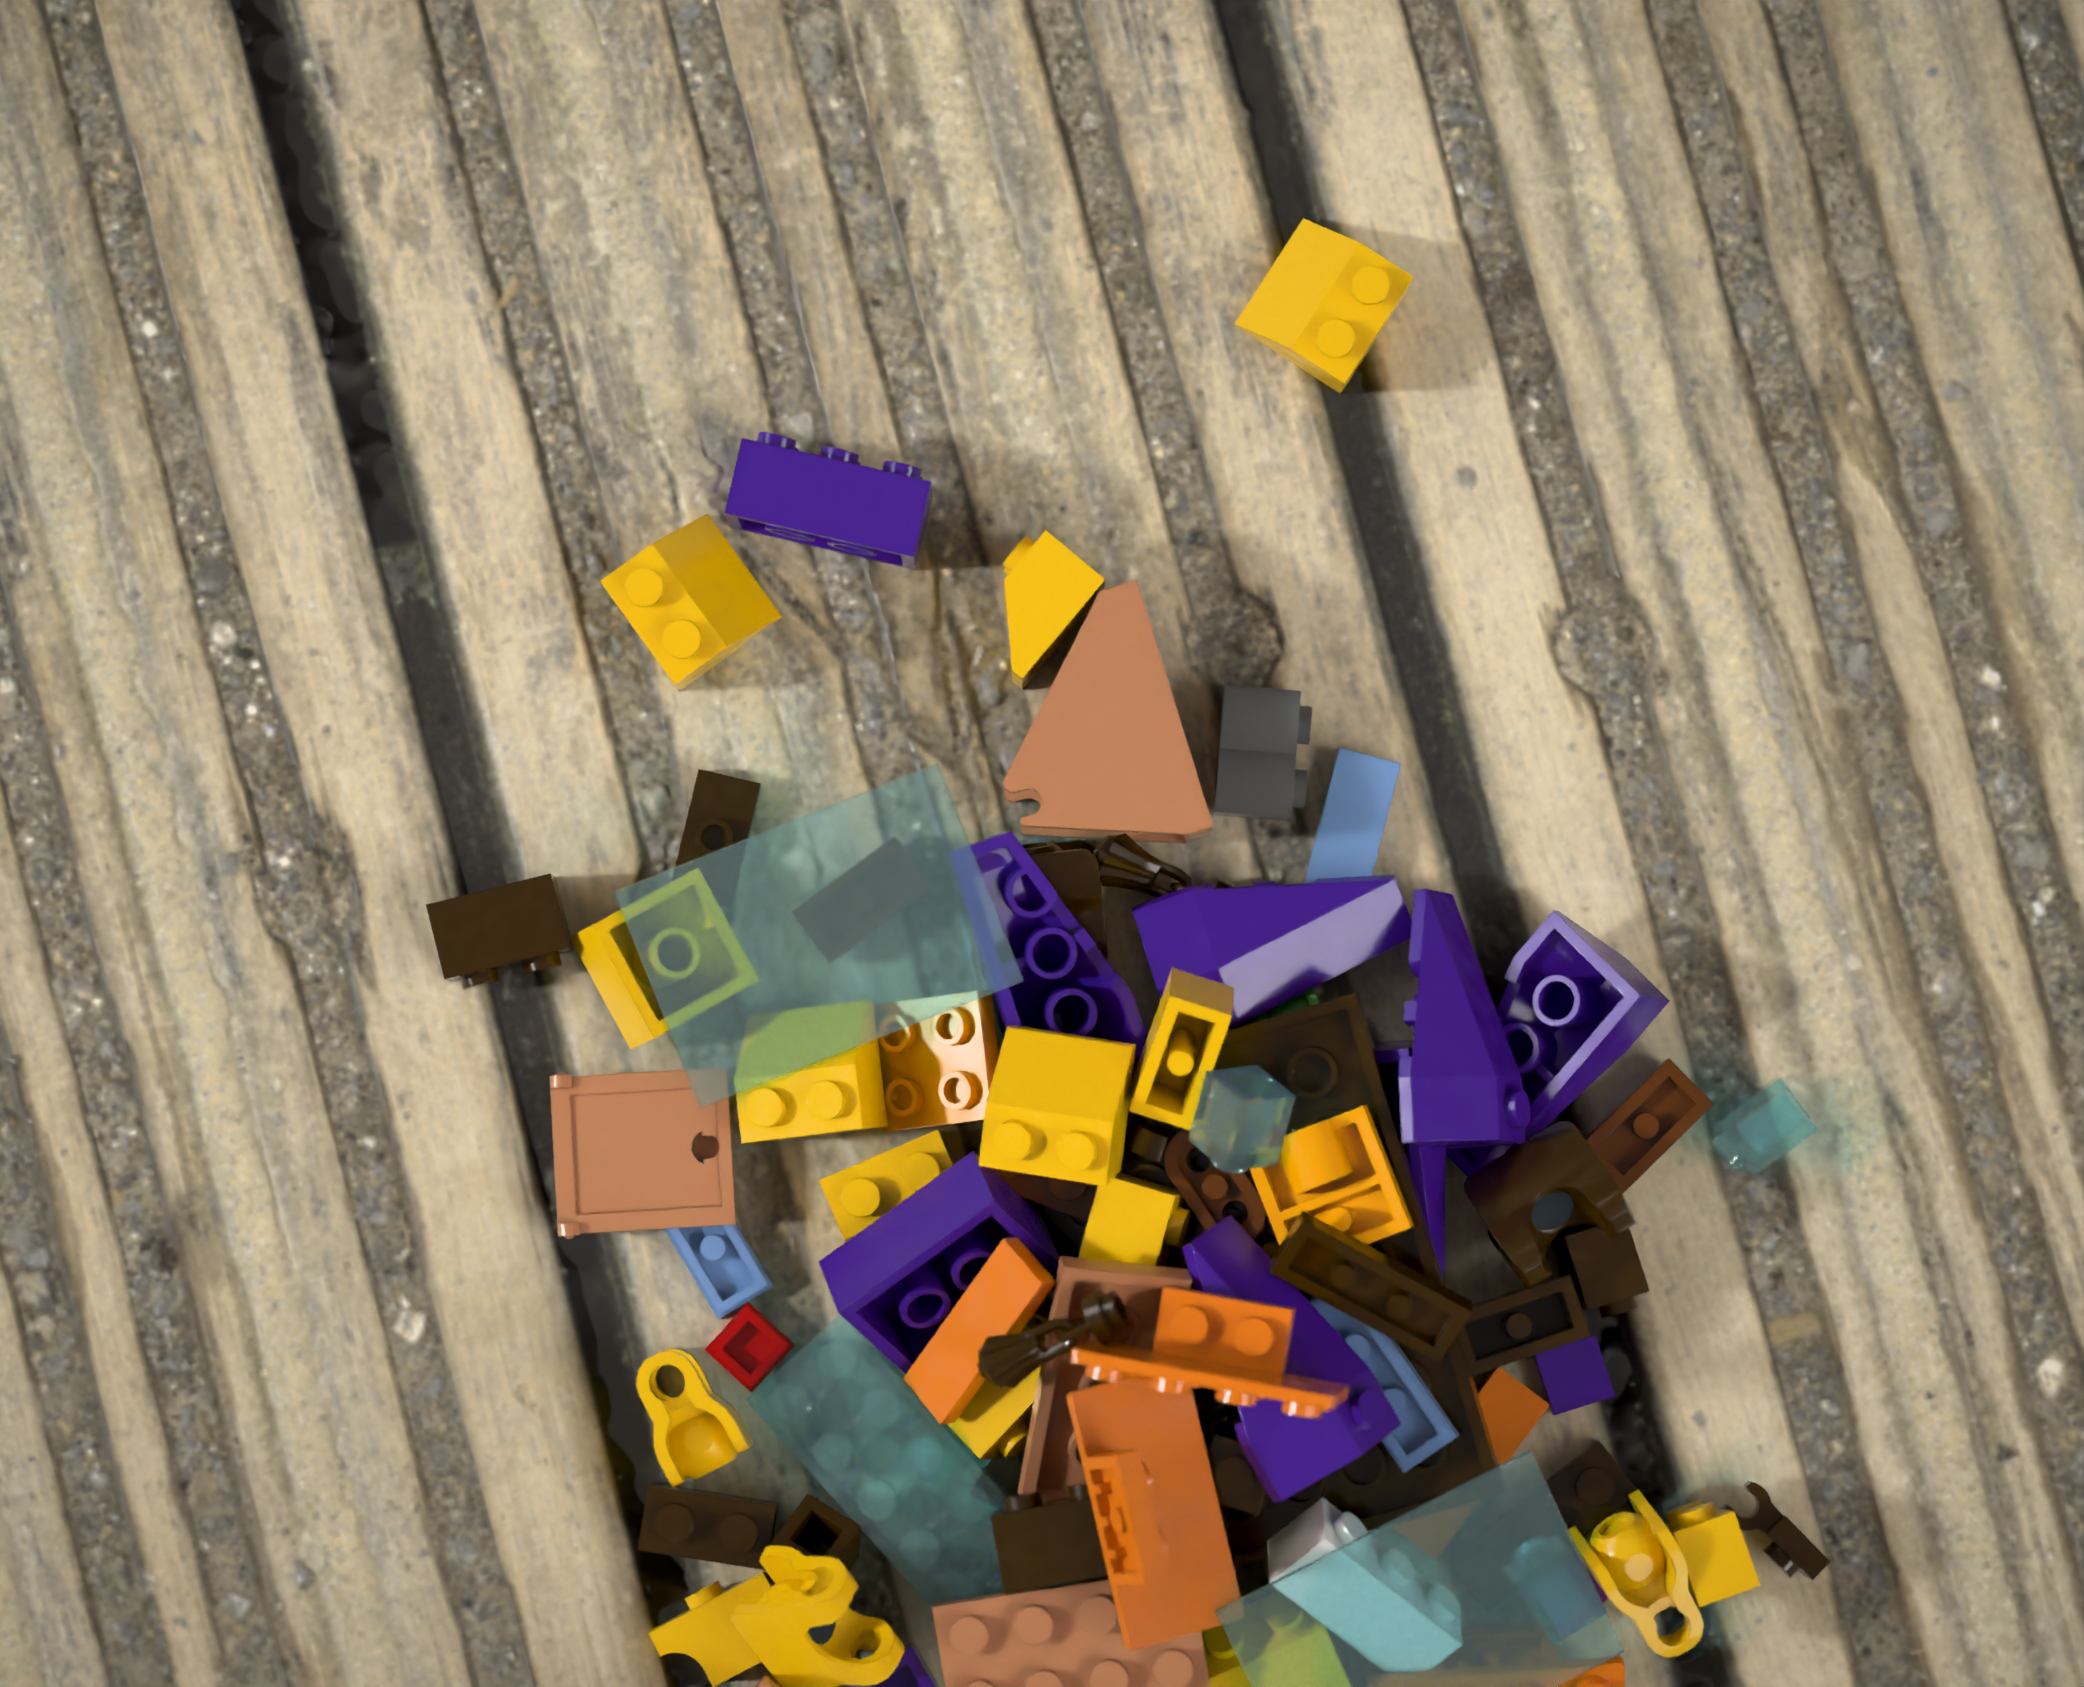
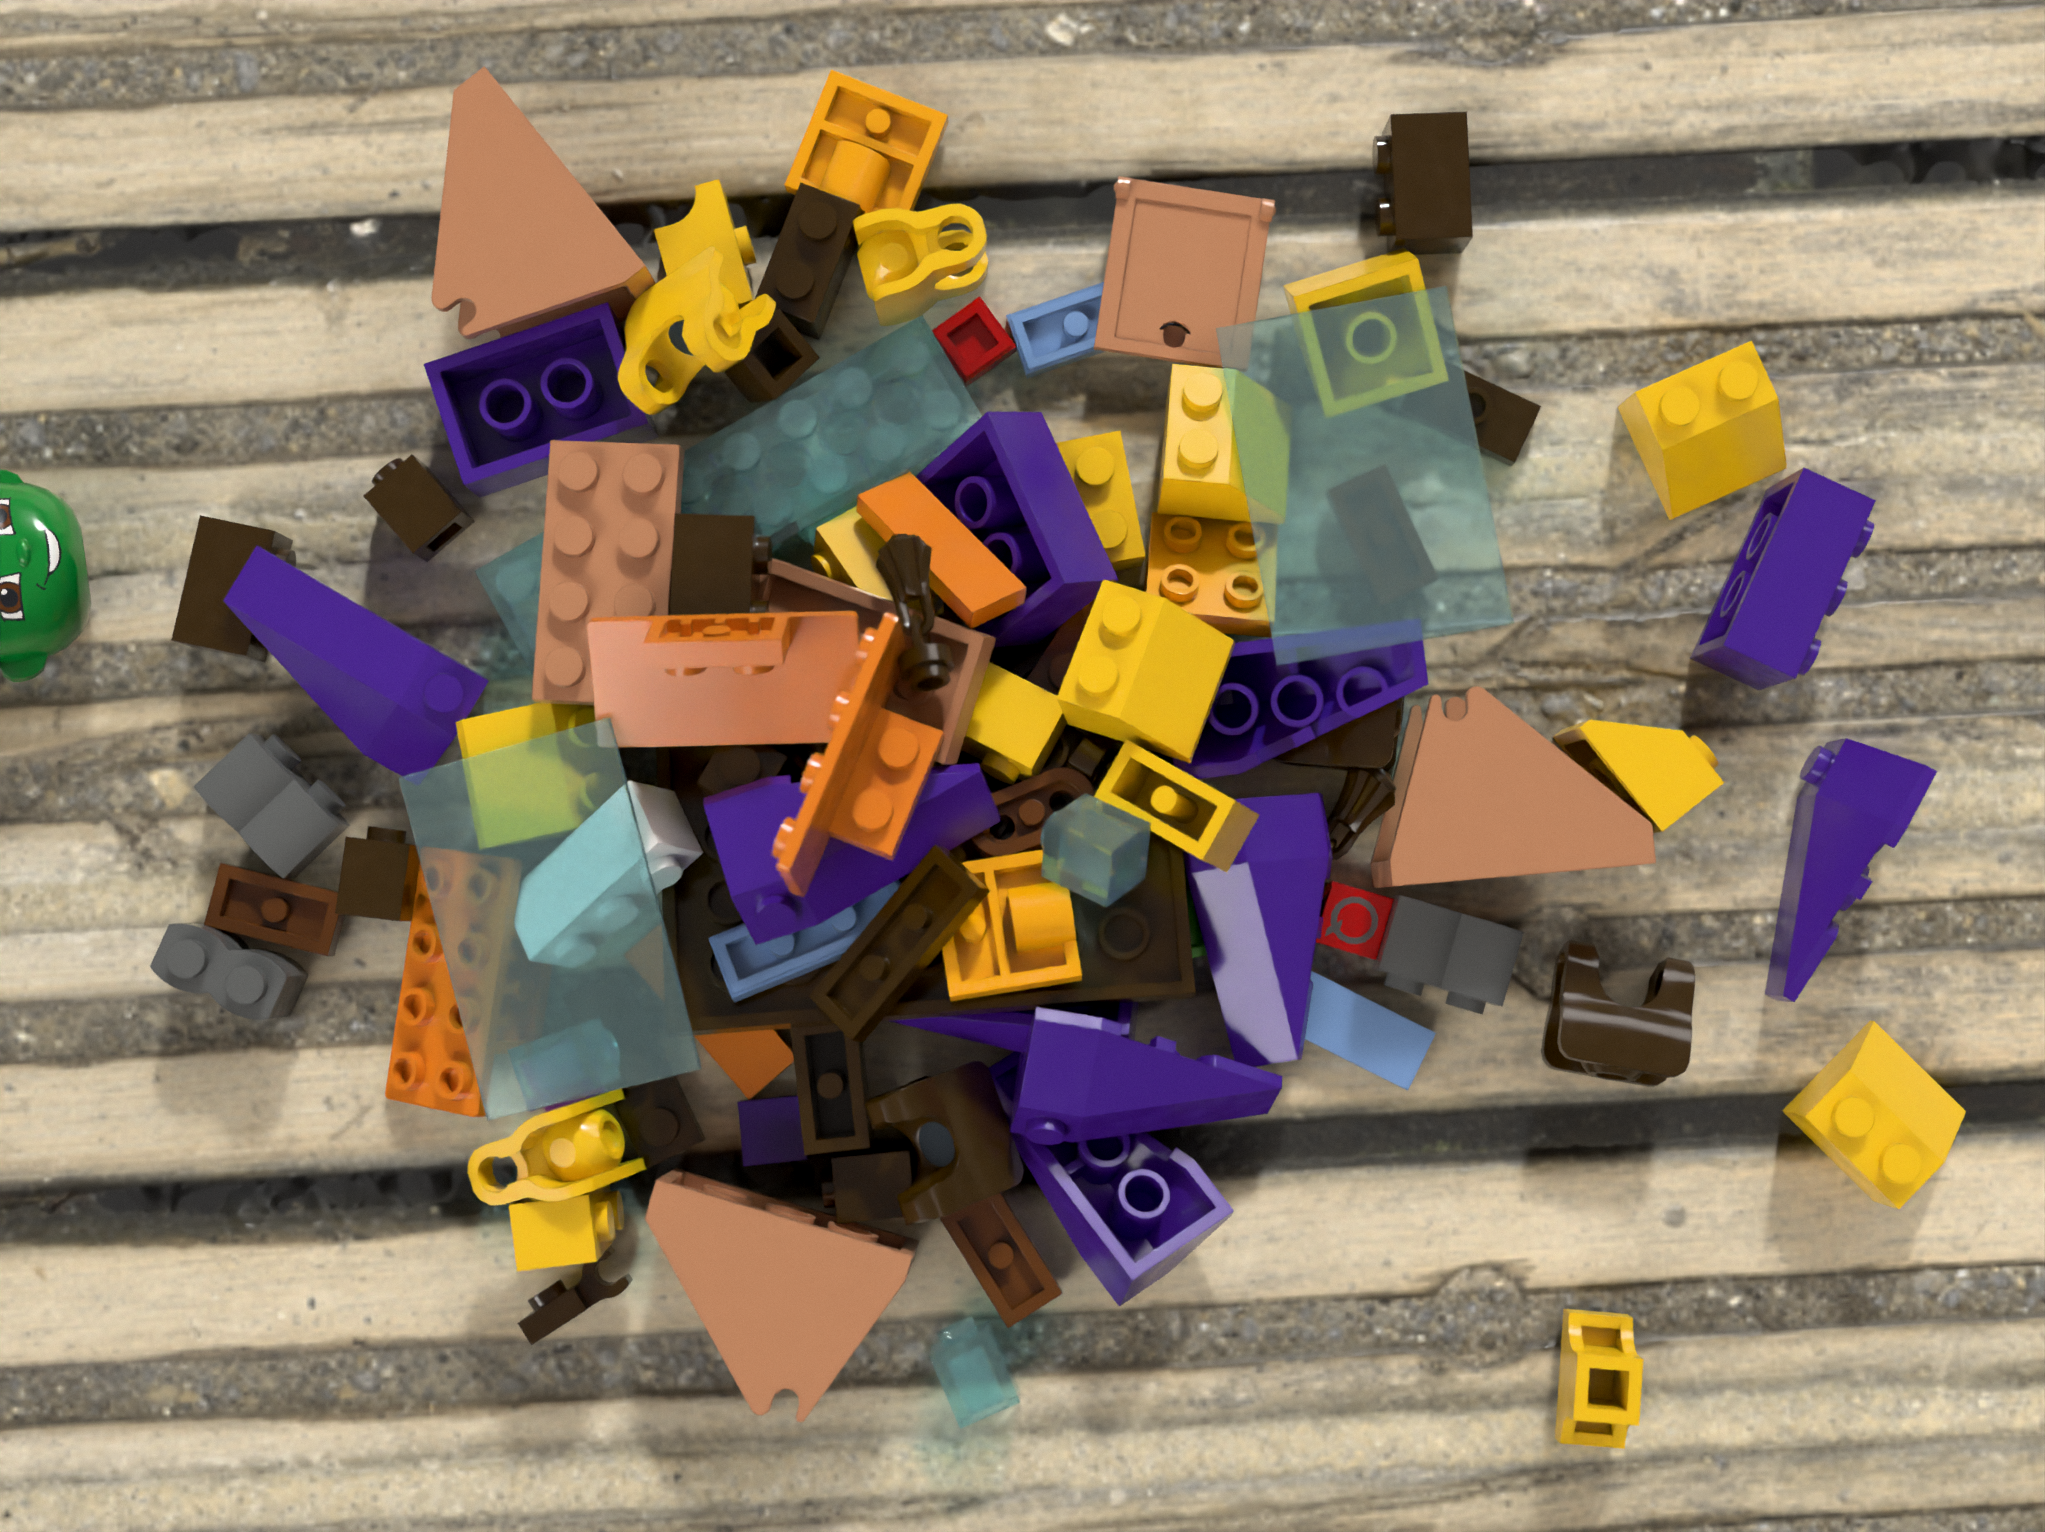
camera: 105 degrees right, 0 degrees up
(582, 1494) = (867, 145): none -> light orange plate
(1042, 395) = (1842, 817): none -> dark purple wedge
(1246, 849) = (1354, 920): none -> red tile
(1309, 580) = (1616, 1042): none -> dark brown piece
(1638, 526) = (1597, 1379): none -> yellow brick
(1717, 1335) = (776, 1282): none -> nougat ladder

